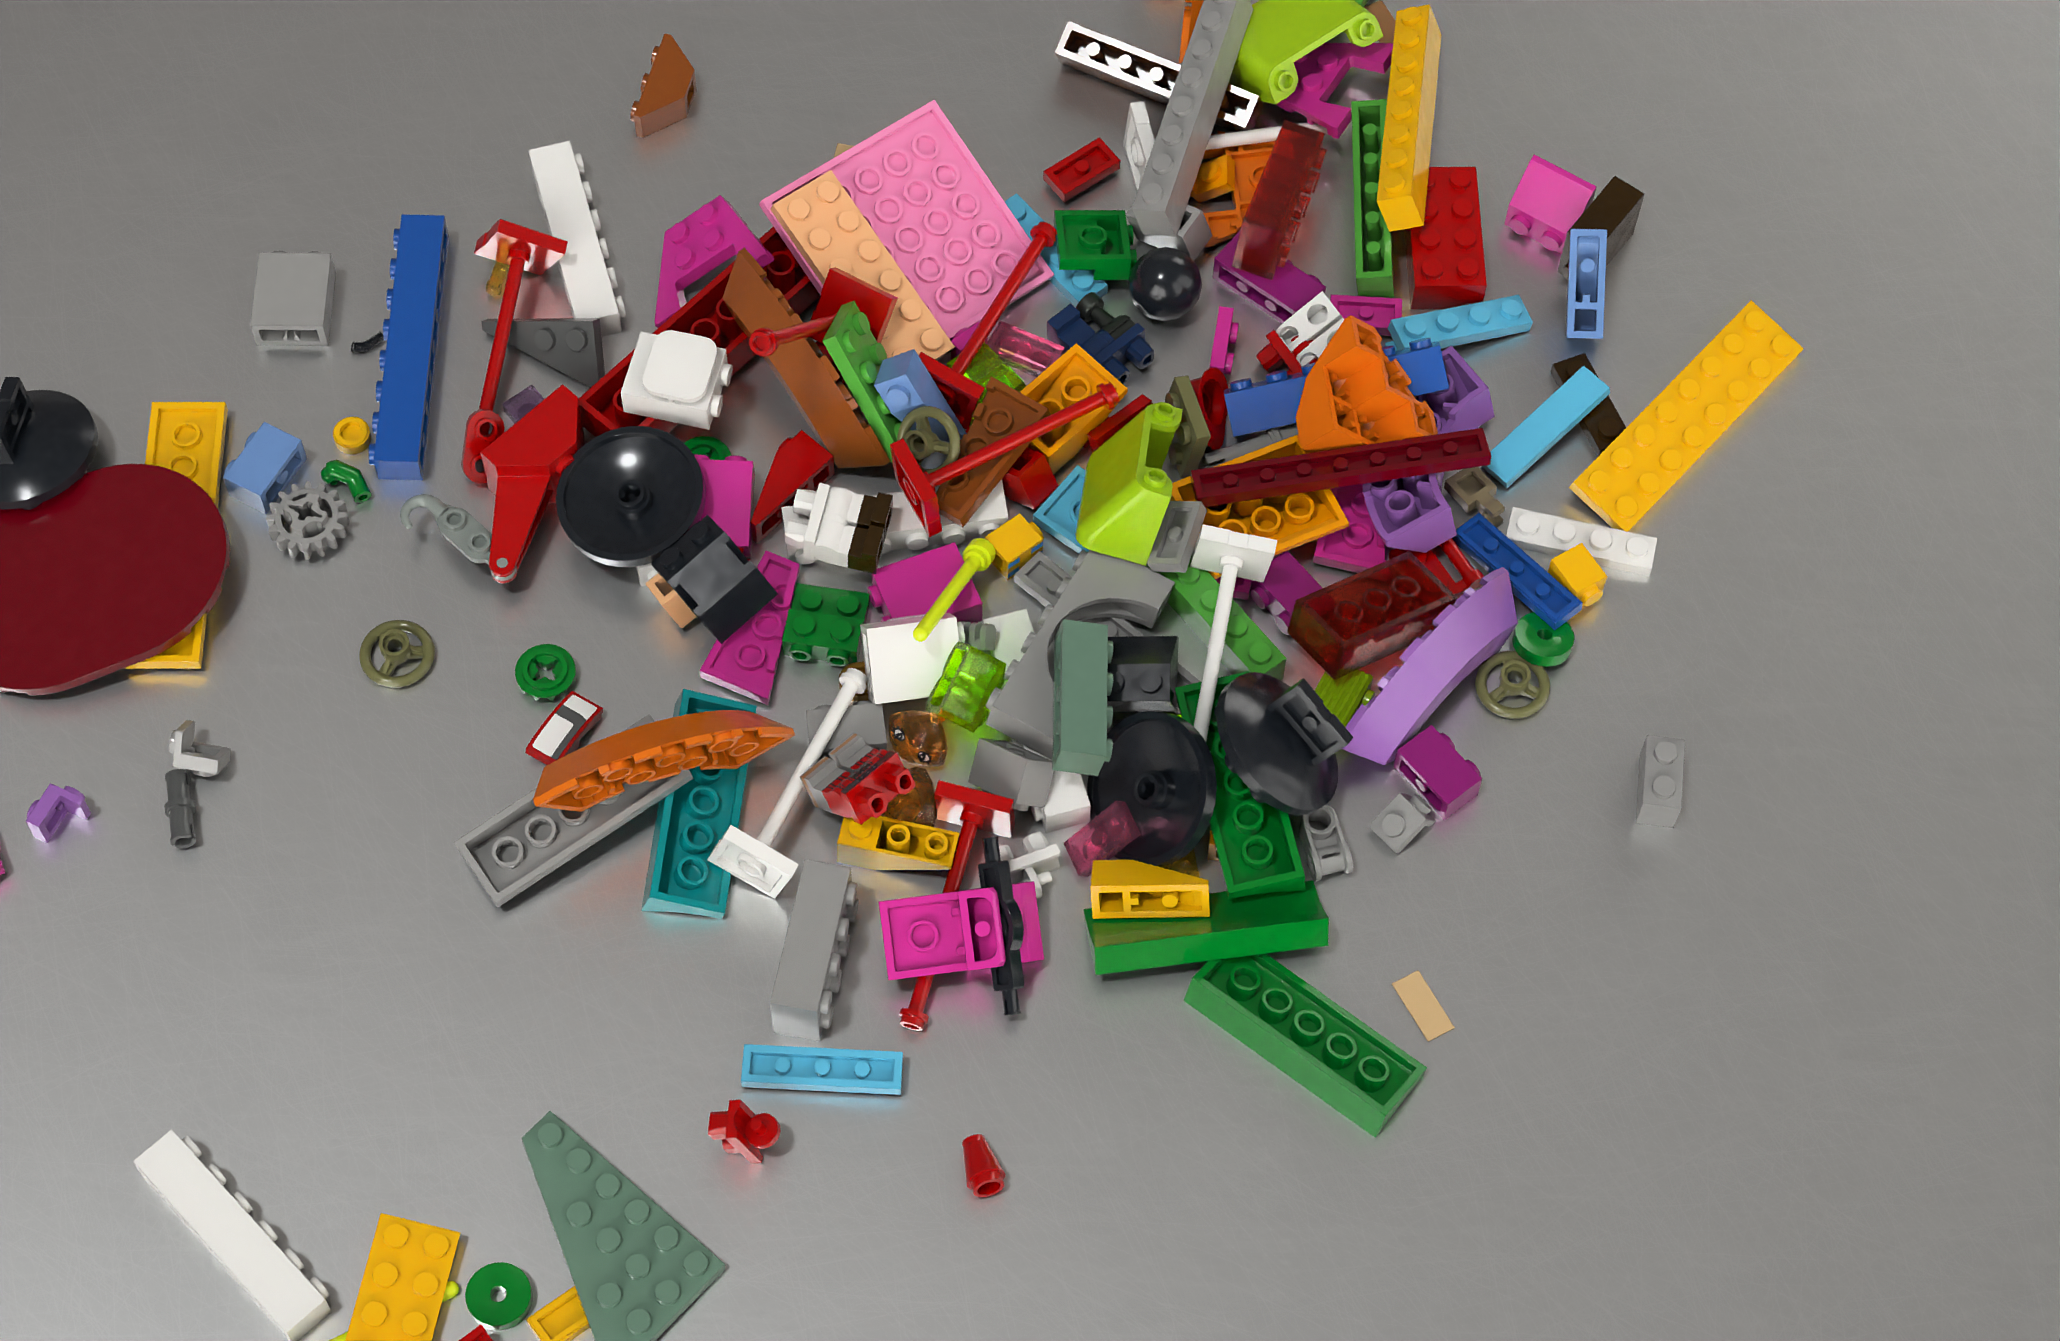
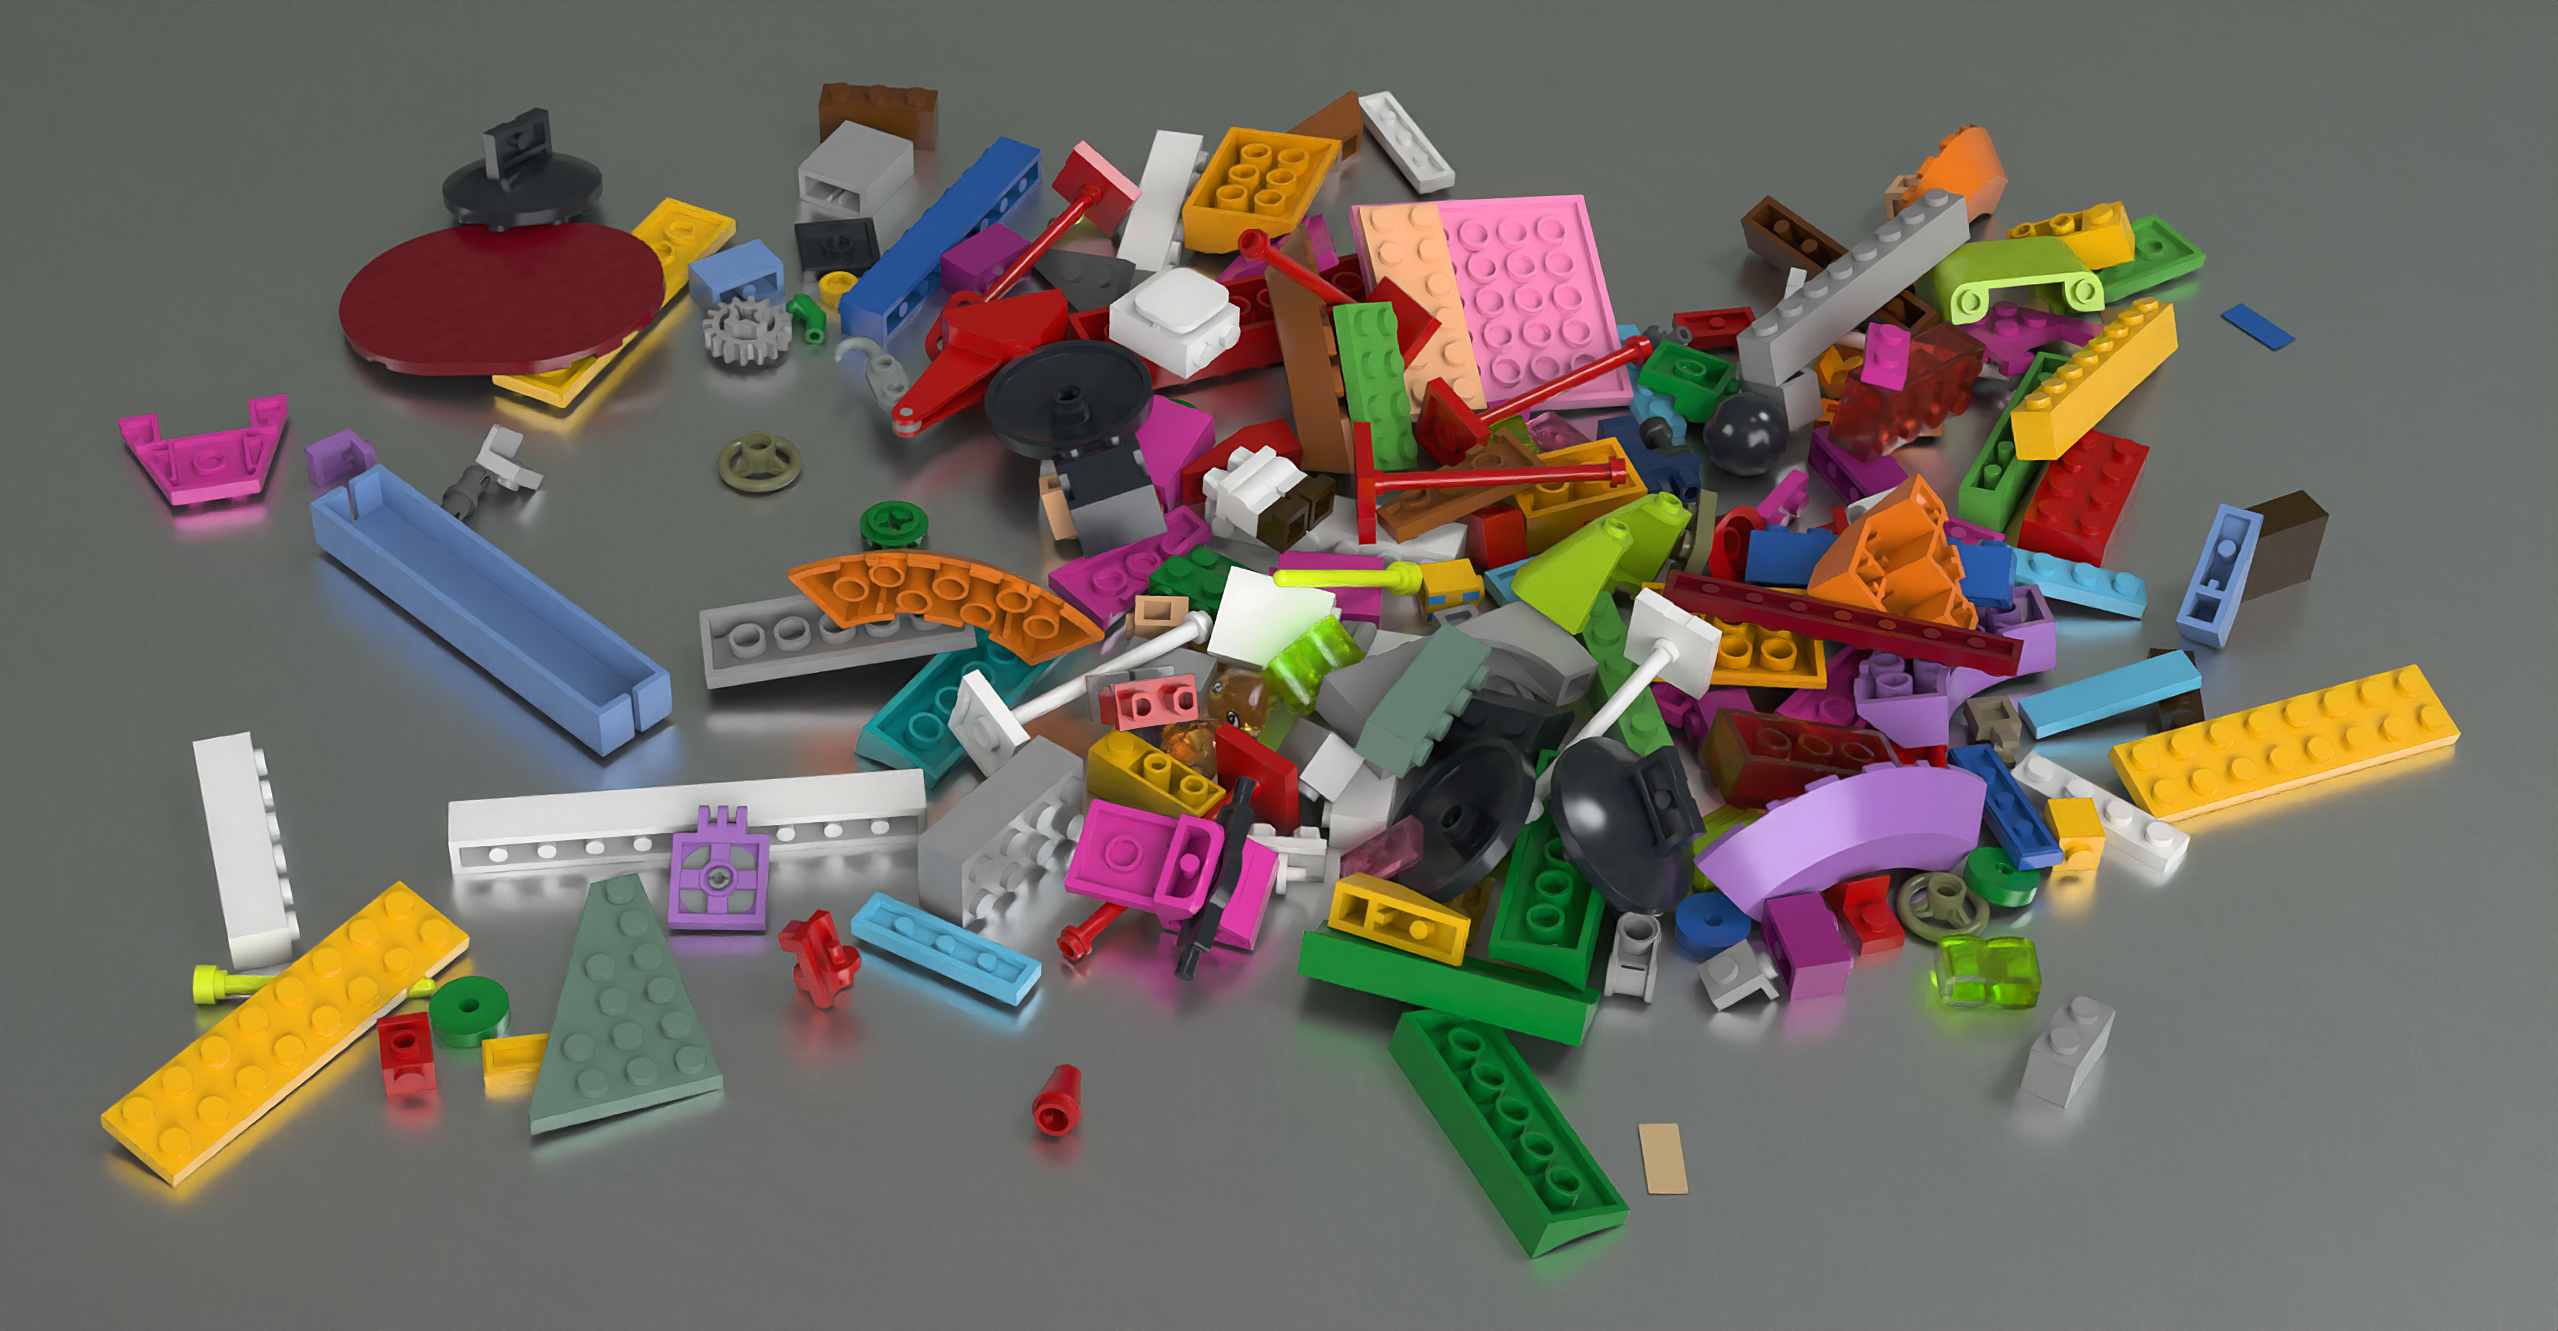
camera: 25 degrees right, 20 degrees down
(278, 226) = (896, 111): none -> reddish brown brick
(279, 912) = (493, 609): none -> medium blue piece
(325, 391) = (835, 247): none -> black tile
(357, 345) = (897, 230): black leg -> none
(462, 359) = (981, 259): none -> magenta brick
(559, 1045) = (642, 821): none -> white brick
(619, 1087) = (719, 875): none -> medium lavender piece
(651, 184) = (1257, 184): none -> light orange slope
(731, 66) = (1405, 143): none -> white plate
(815, 673) = (1156, 616): none -> light nougat brick
(908, 385) = (1412, 417): medium blue slope -> none
(923, 441) = (1394, 449): olive piece -> none
(1046, 206) = (1680, 335): none -> dark grey arm
(1177, 536) = (1611, 624): light grey plate -> none
(1264, 192) = (1885, 356): none -> dark pink plate
(1365, 795) = (1696, 923): none -> blue piece
(1465, 719) = (1865, 913): none -> red slope
(1548, 203) = (2198, 496): dark pink slope -> none
(1573, 734) = (1987, 972): none -> clear neon green brick

